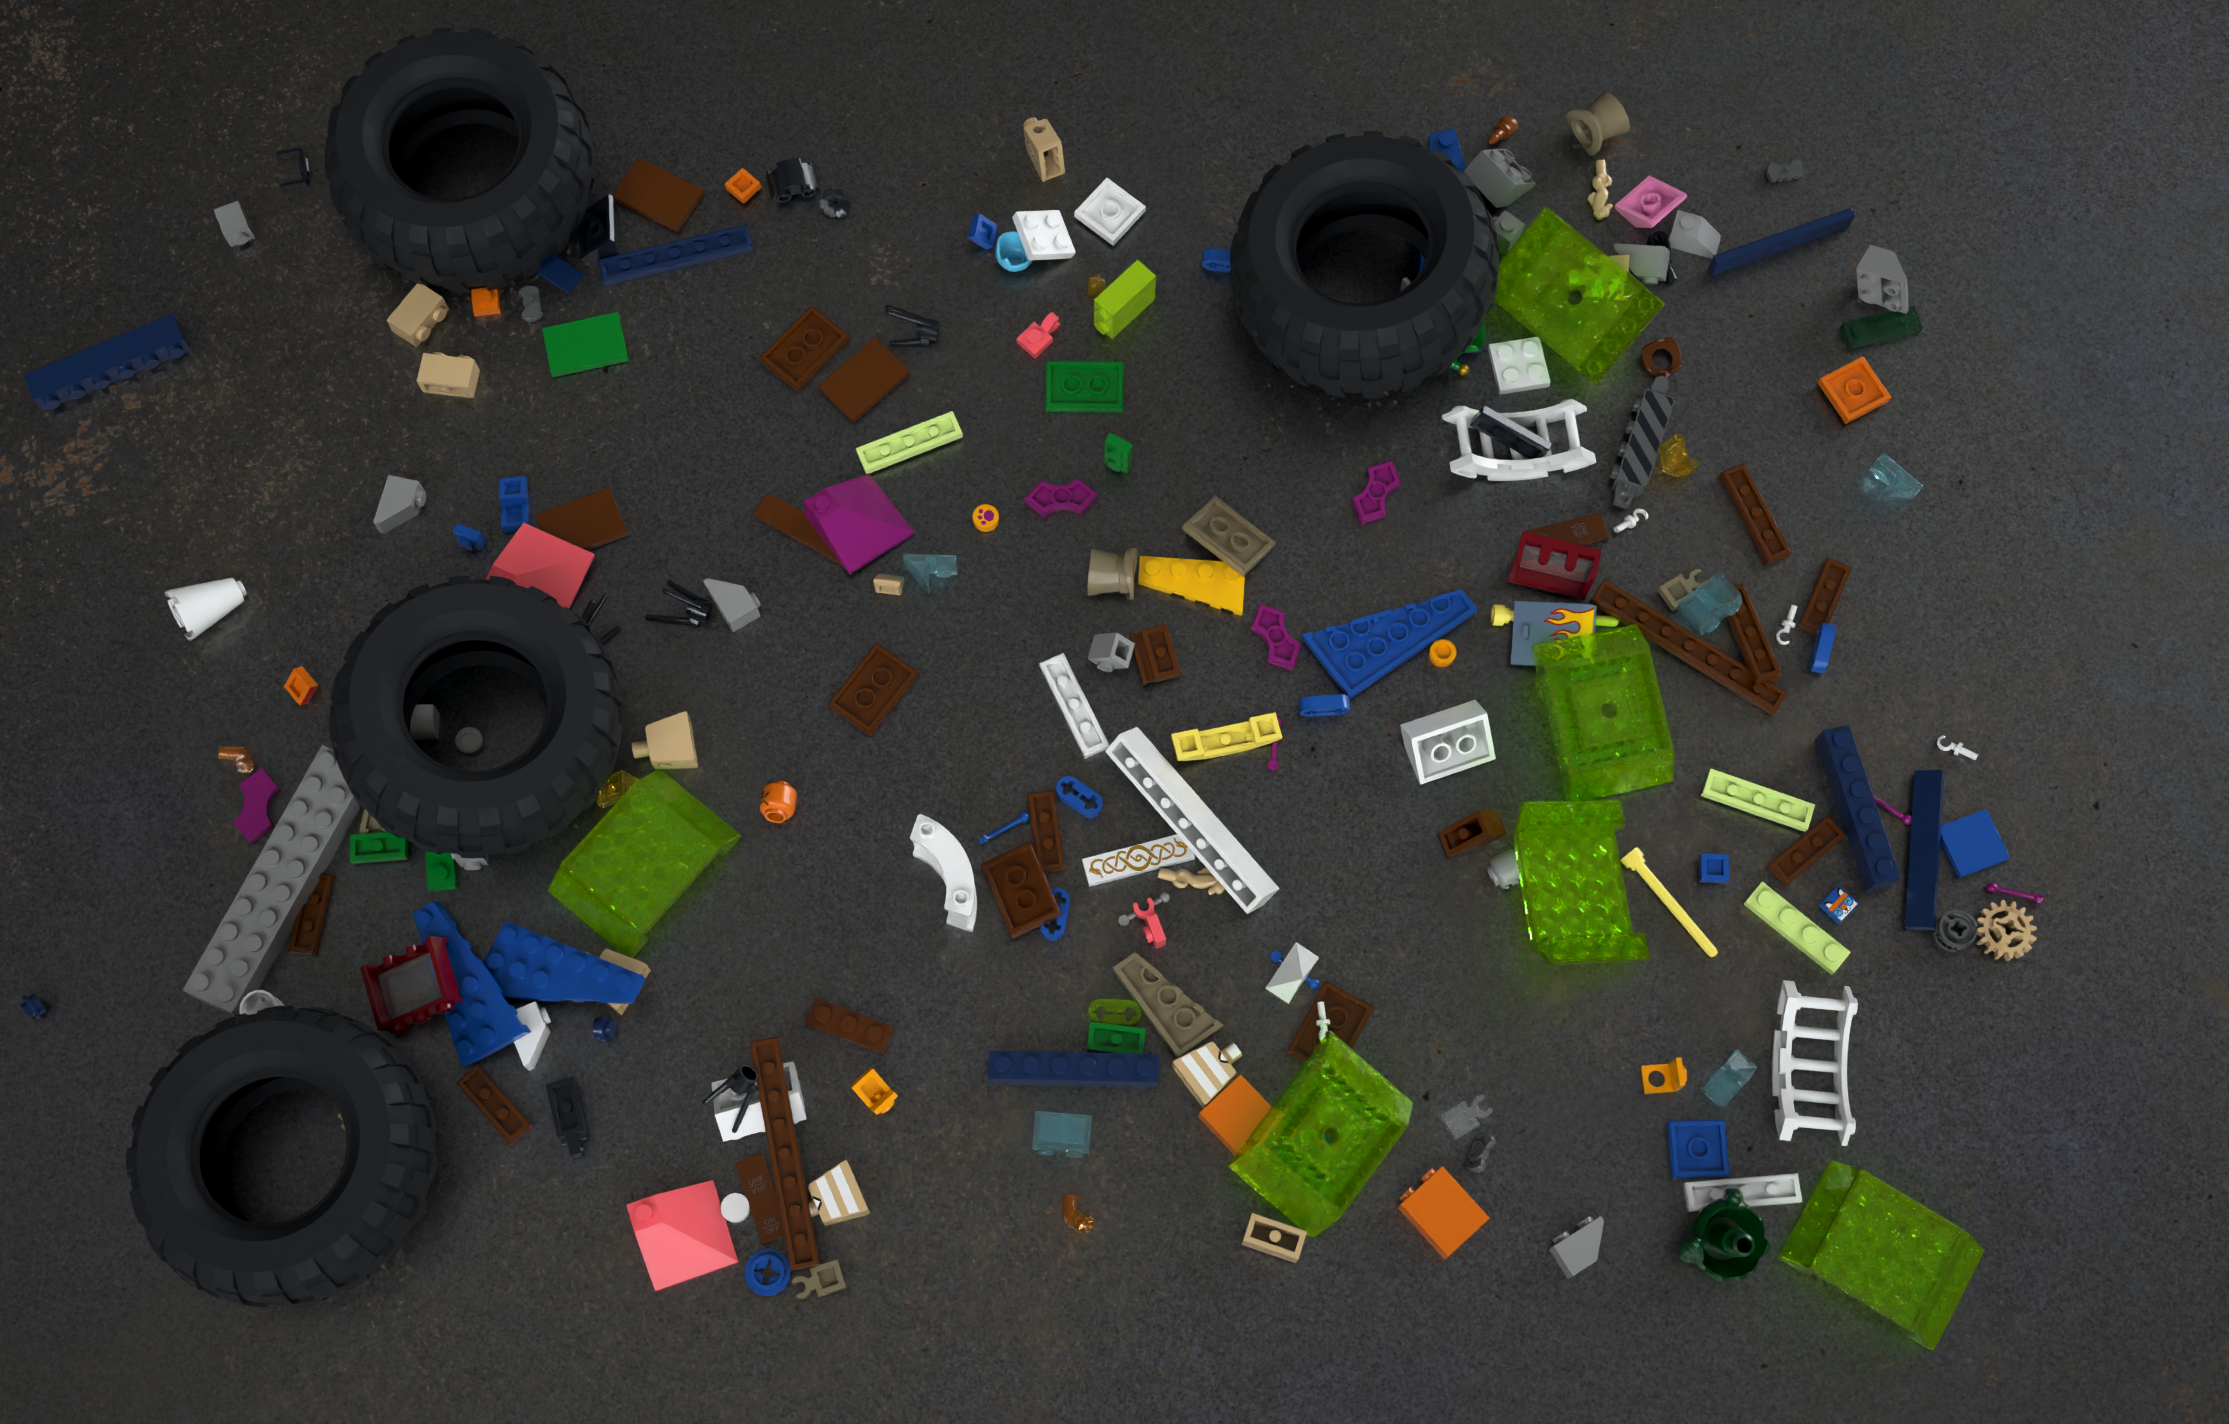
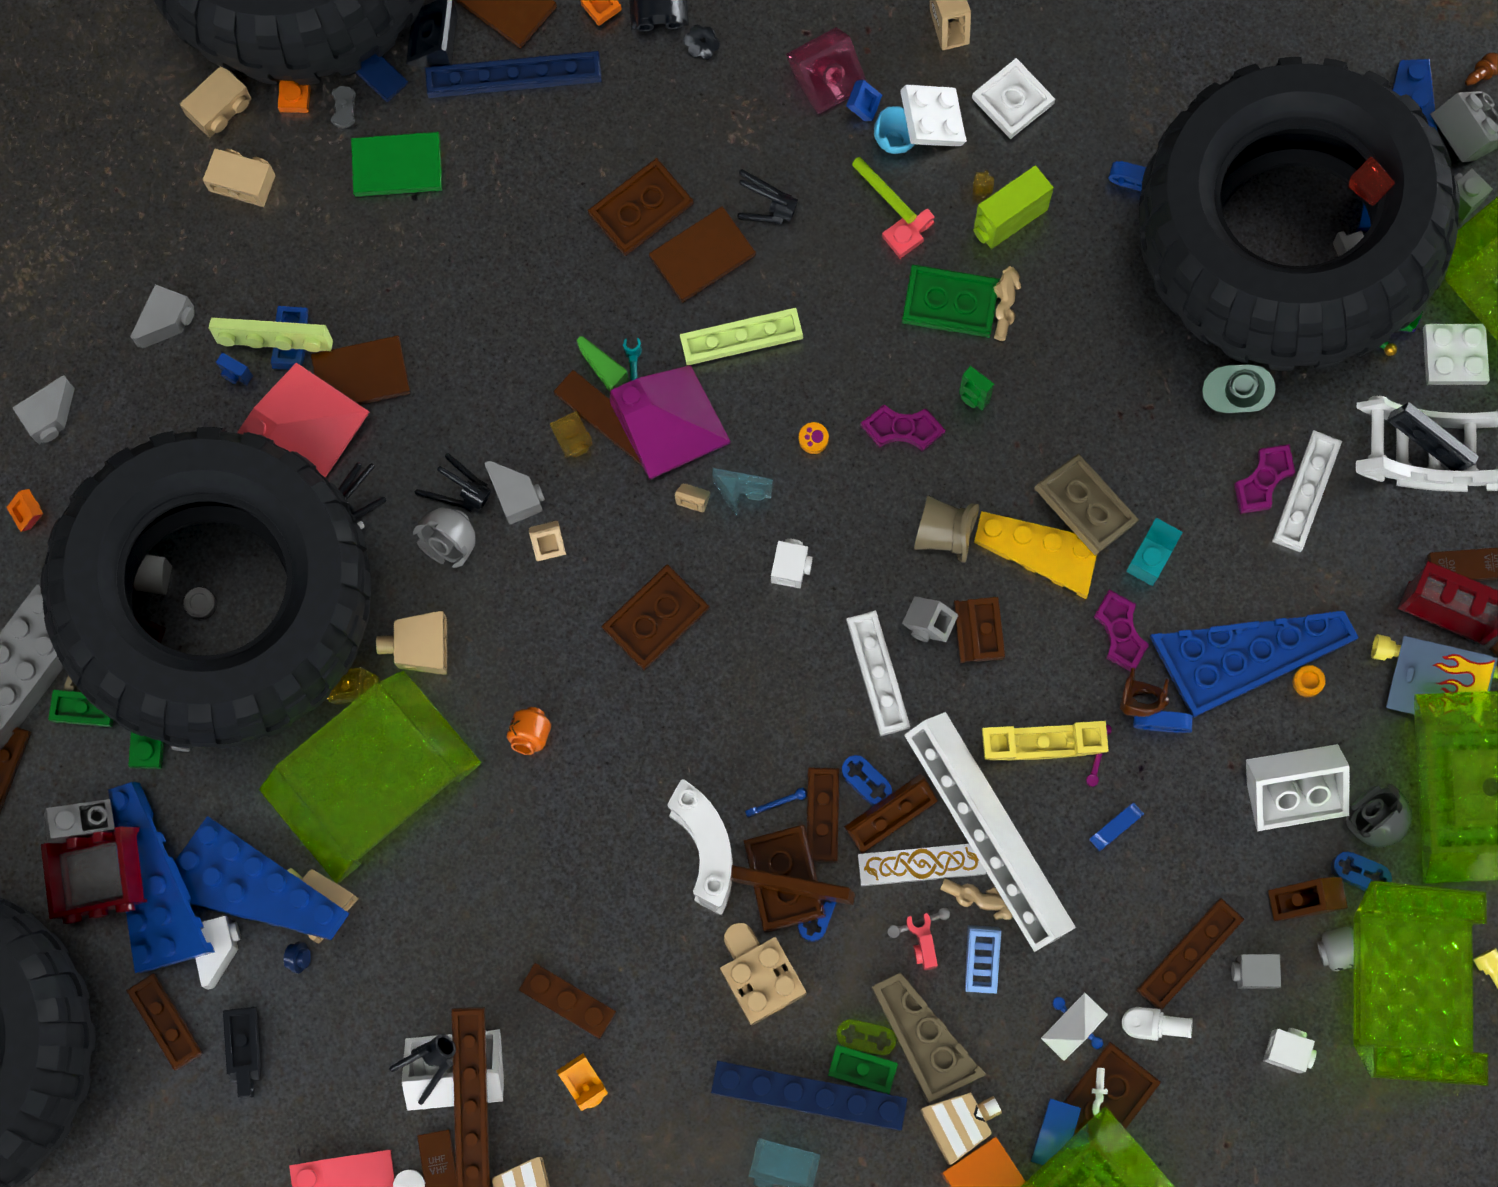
camera: 15 degrees right, 5 degrees up
(307, 597) = (46, 410): none -> light grey slope
(389, 941) = (78, 820): none -> light grey slope
(497, 502) = (271, 334): none -> yellowish green plate
(679, 648) = (446, 536): none -> light grey cylinder
(768, 640) = (547, 541): none -> tan slope
(775, 547) = (571, 435): none -> clear yellow bracket
(794, 485) = (605, 367): none -> bright green slope
(817, 472) = (632, 354): none -> teal hand
(946, 210) = (826, 69): none -> clear pink slope
(983, 625) = (791, 563): none -> white brick
(1012, 303) = (884, 190): none -> lime bar
(1016, 973) = (759, 974): none -> tan brick
(1029, 891) = (792, 885): none -> reddish brown tile
(1104, 820) = (891, 813): none -> reddish brown tile
(1130, 370) = (1006, 291): none -> tan animal
(1214, 929) = (971, 958): none -> light blue slope
(1292, 567) = (1154, 551): none -> teal arch
(1292, 1056) = (1055, 1131): none -> blue slope
(1294, 682) = (1132, 688): none -> reddish brown piece
(1300, 799) = (1116, 826): none -> blue beam
(1341, 419) = (1238, 388): none -> sand green piece
(1358, 959) = (1152, 1024): none -> white arm
(1380, 896) = (1190, 954): none -> reddish brown tile
(1413, 497) = (1307, 491): none -> white tile
(1418, 221) = (1371, 181): none -> clear red slope
(1440, 900) = (1257, 971): none -> light grey brick
(1479, 961) = (1290, 1050): none -> white brick
(1511, 796) = (1363, 865): none -> blue beam
(1522, 753) = (1380, 816): none -> dark grey cylinder

